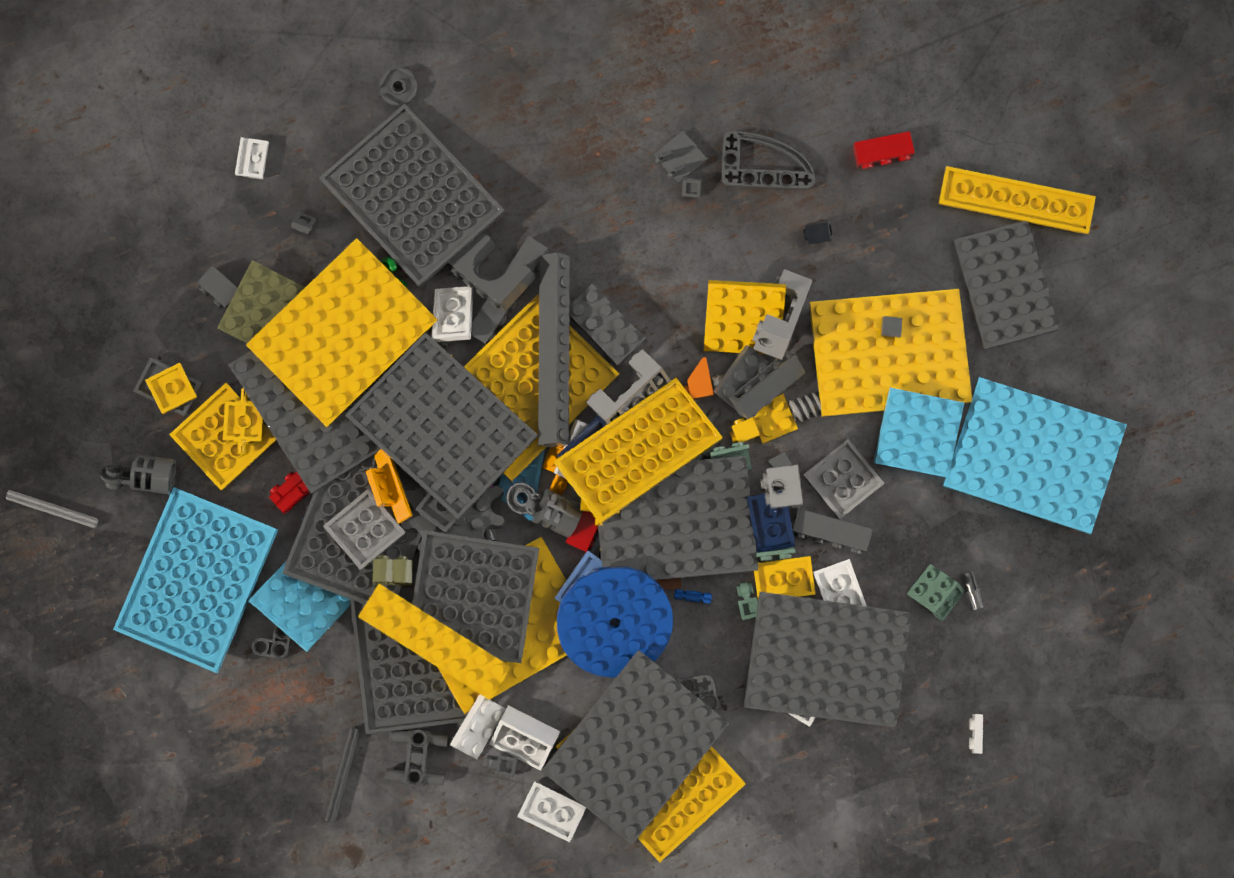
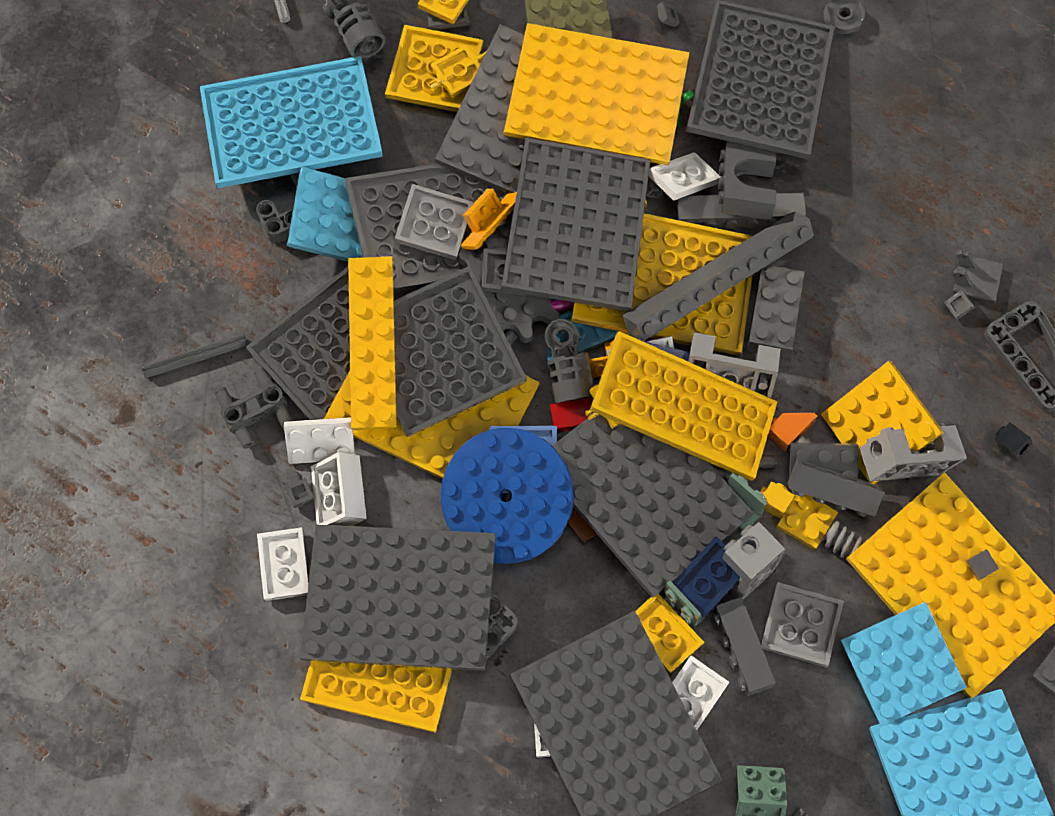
camera: 55 degrees right, 15 degrees down
(289, 493) = (420, 148): red brick -> none
(392, 571) = (412, 267): olive brick -> none
(694, 596) = (584, 558): blue axle -> none
(749, 605) = (610, 613): sand green plate -> none

